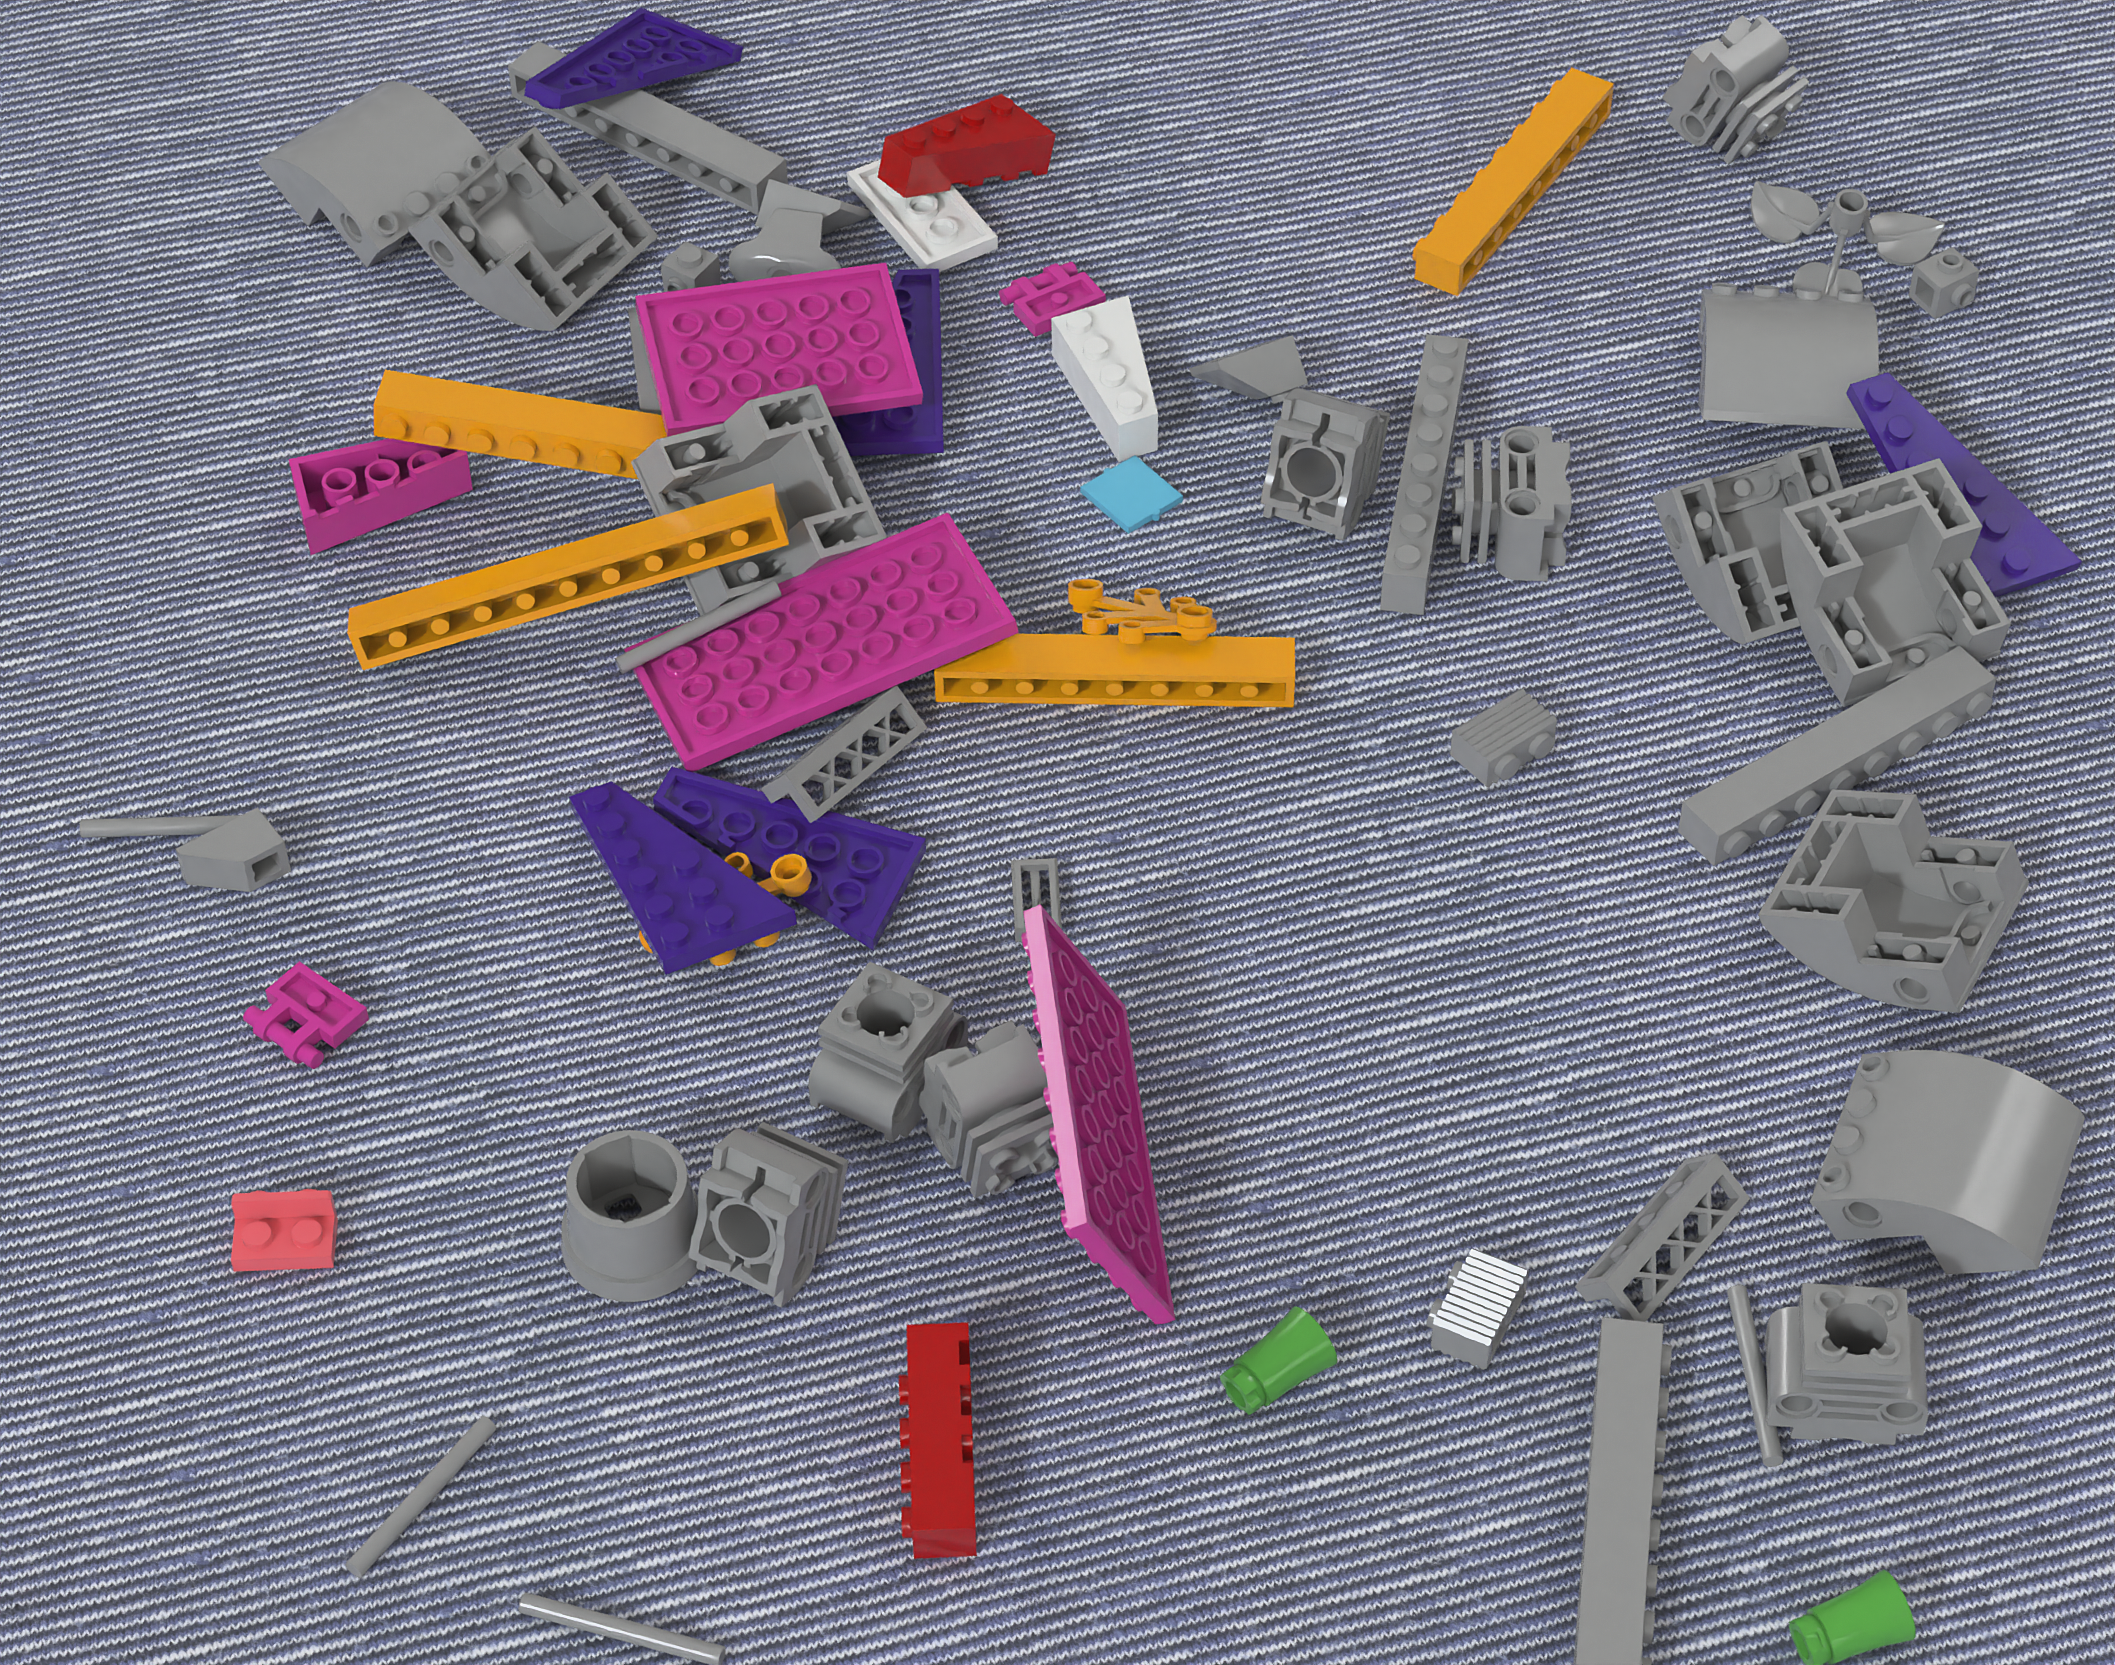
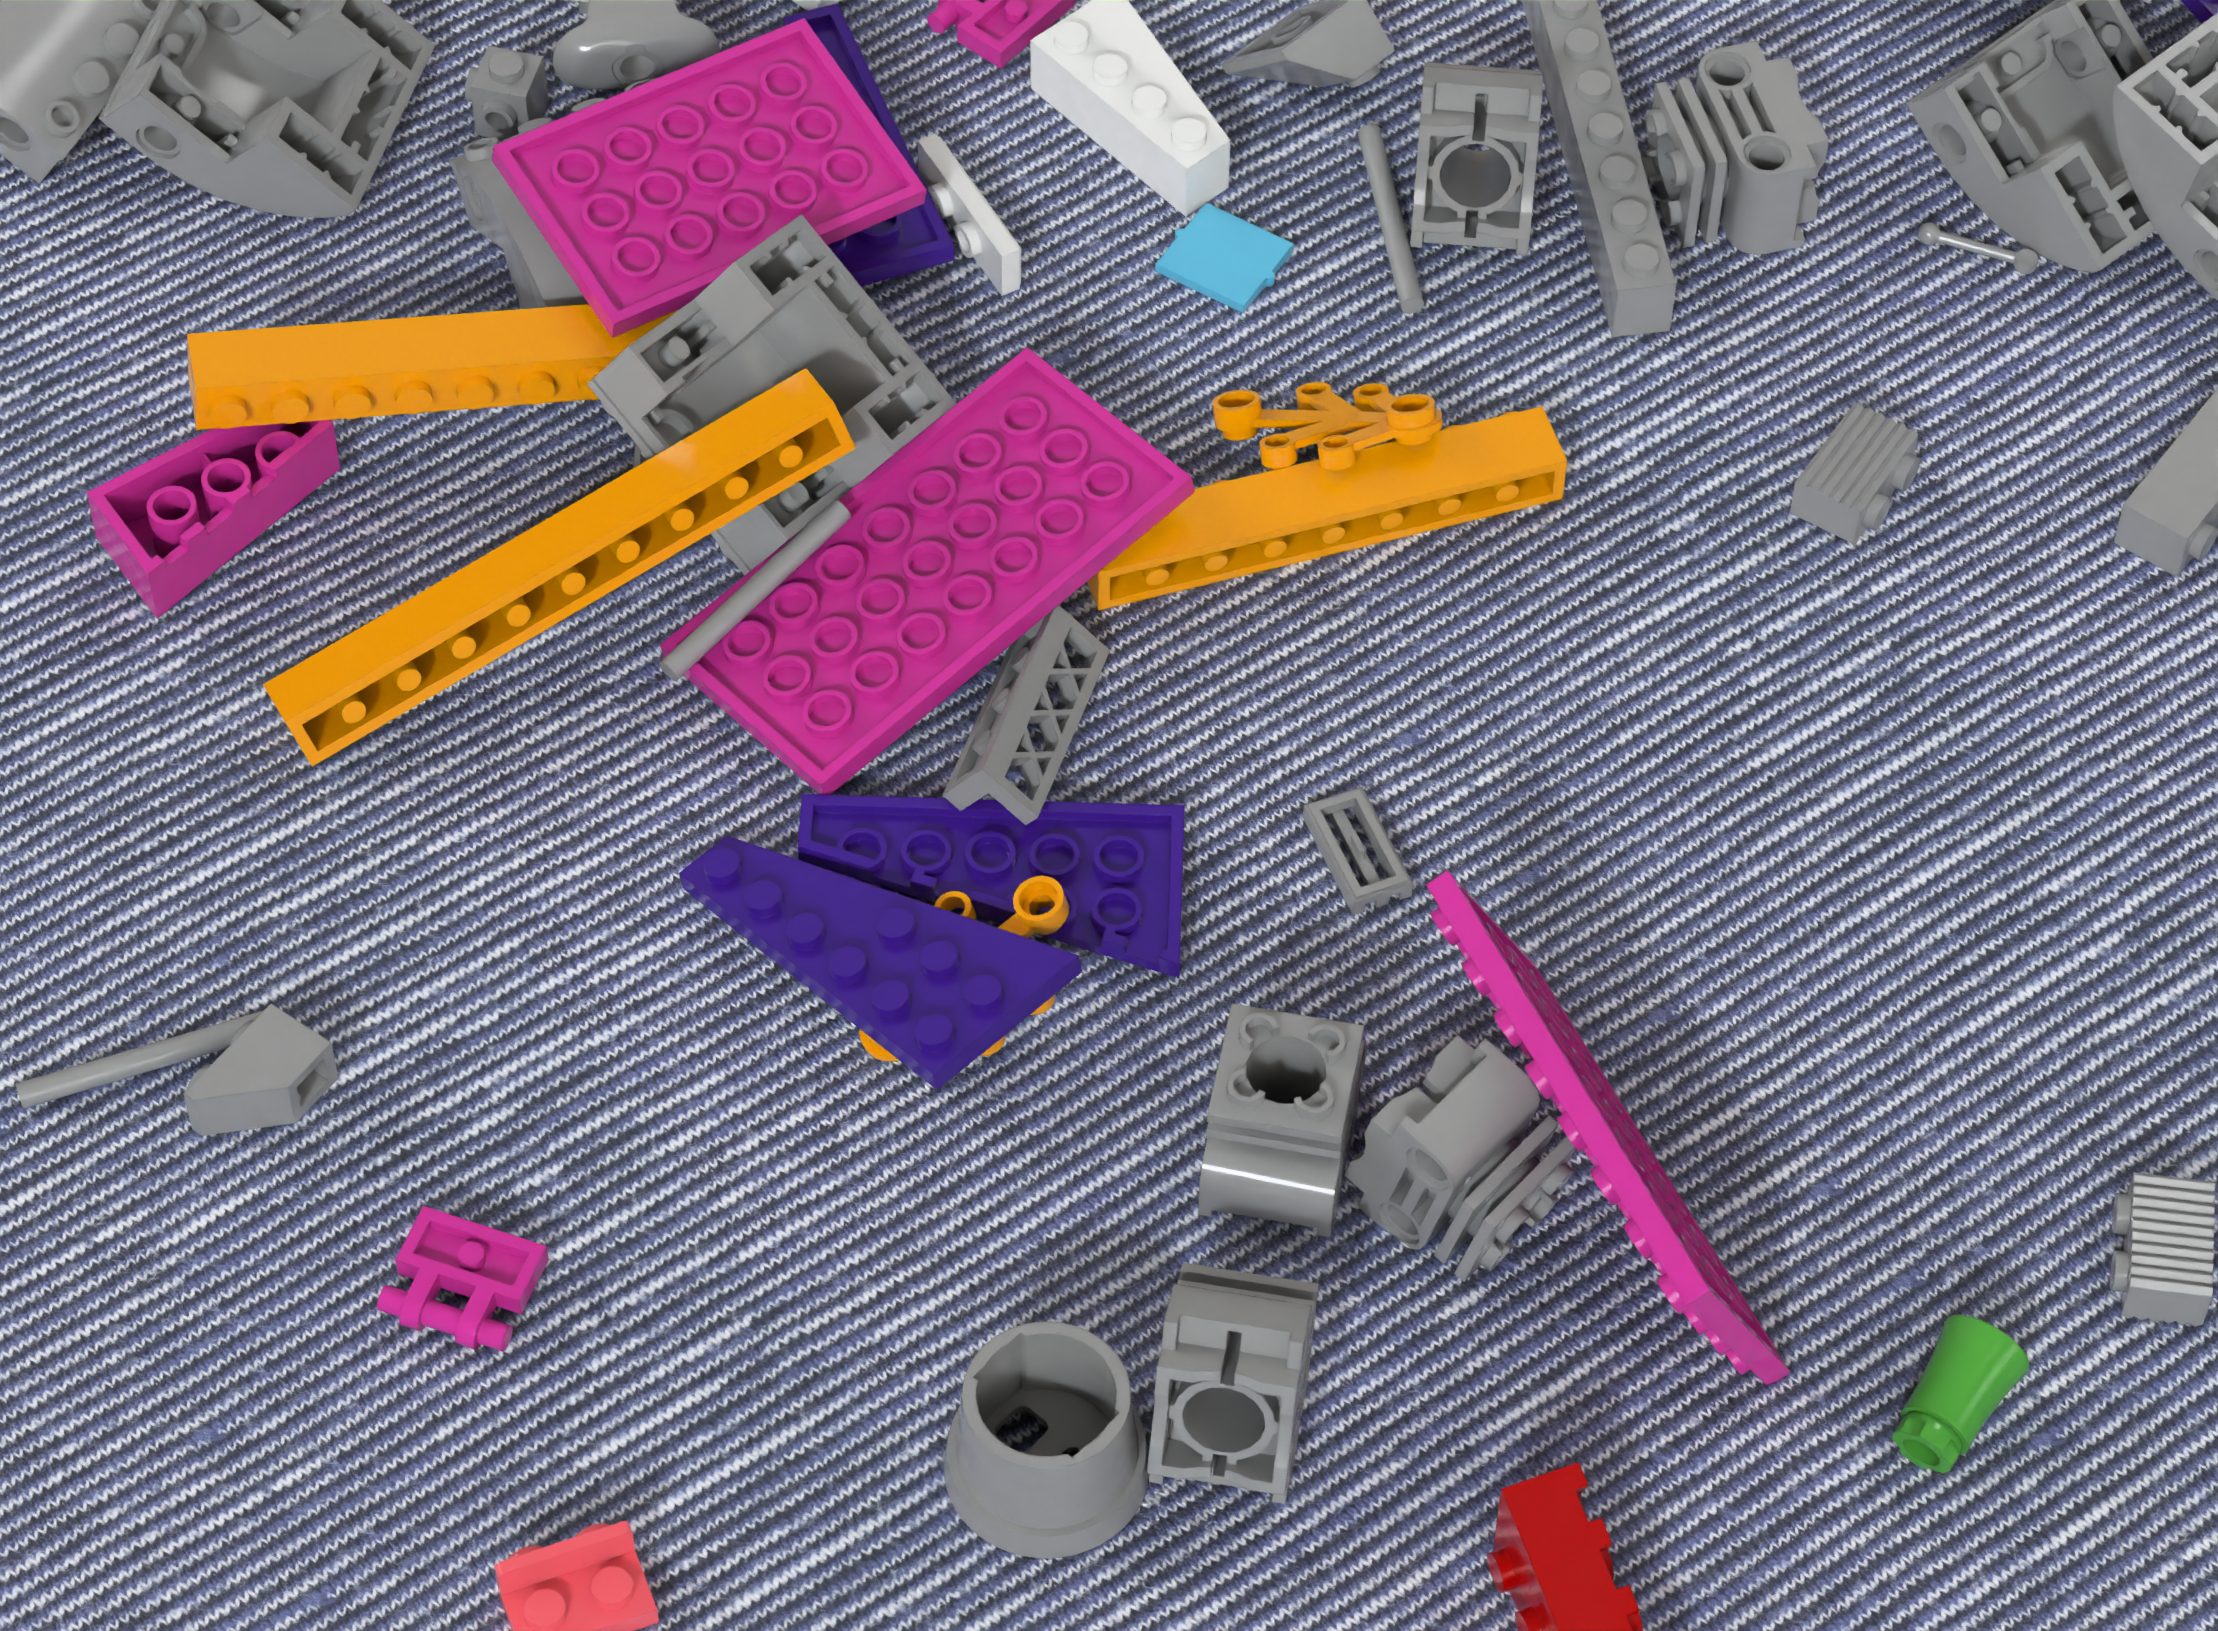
camera: 20 degrees left, 5 degrees up
(965, 433) = (975, 223): none -> white plate
(1255, 509) = (1390, 219): none -> light grey bar
(1702, 627) = (2024, 260): none -> light grey hinge

